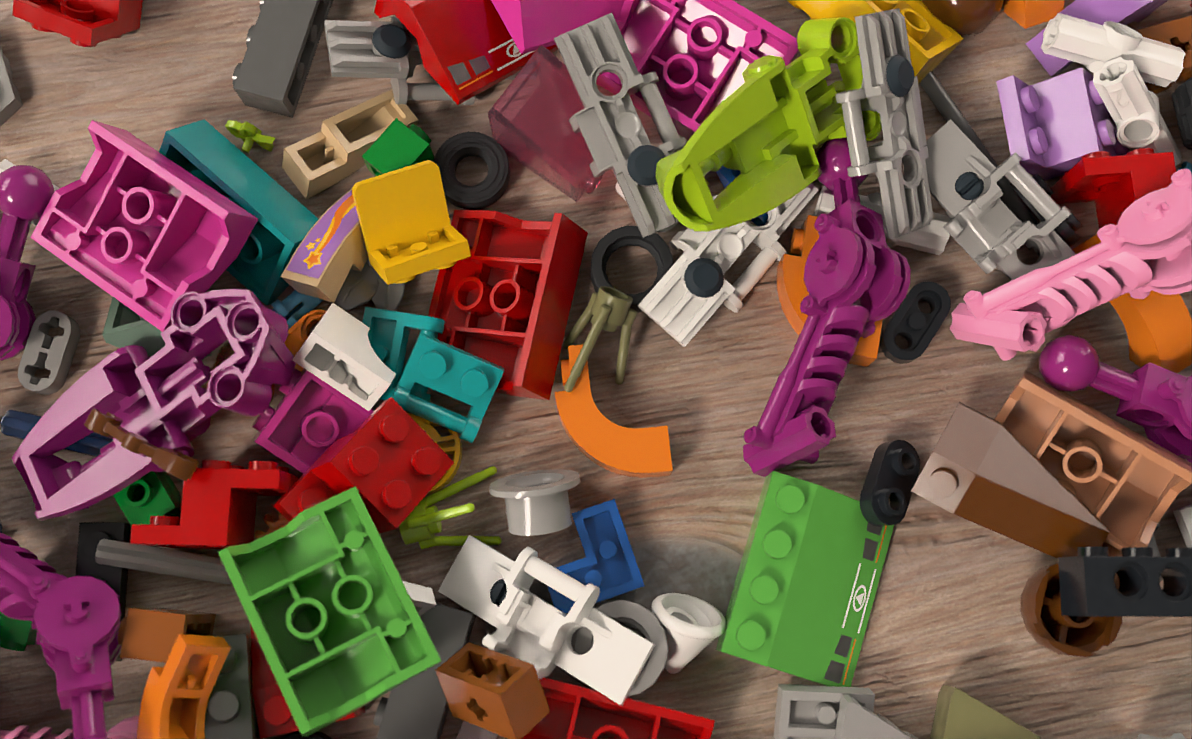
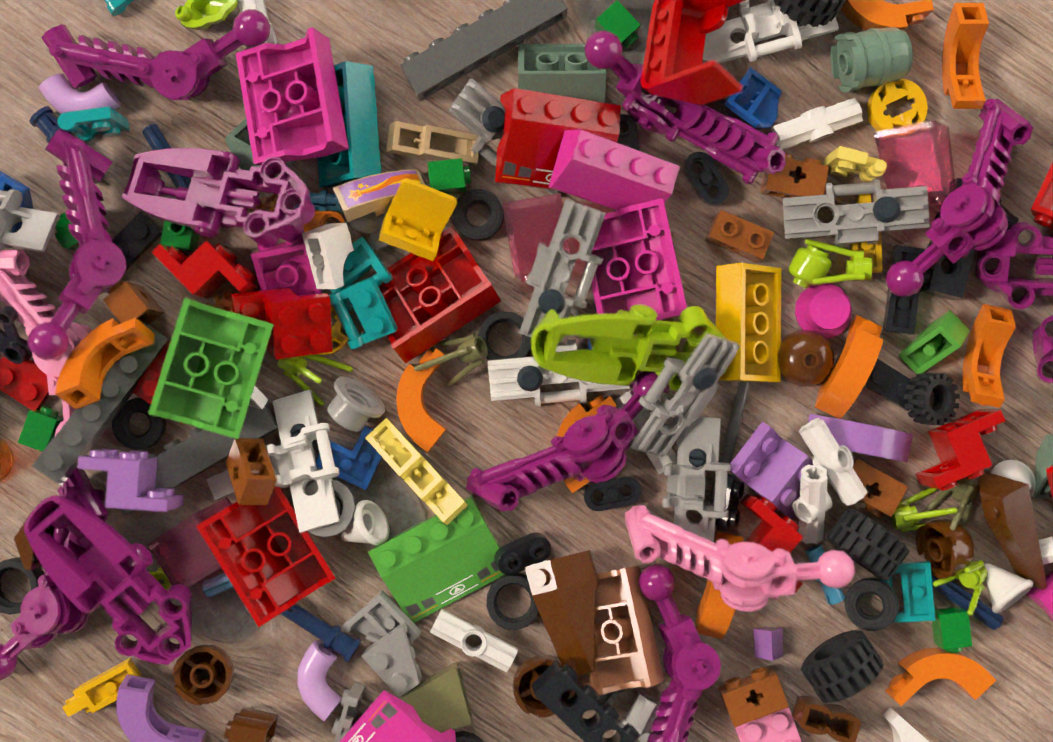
camera: 40 degrees right, 10 degrees up
(48, 352) = (193, 107): light grey beam -> none
(161, 561) = (145, 248): light grey axle -> none
(169, 460) = (201, 234): reddish brown piece -> none
(249, 135) = (389, 94): lime plant -> none
(683, 502) = (416, 471): none -> light yellow slope
(965, 629) = (490, 650): none -> white piece
(969, 549) = (496, 615): none -> black tyre

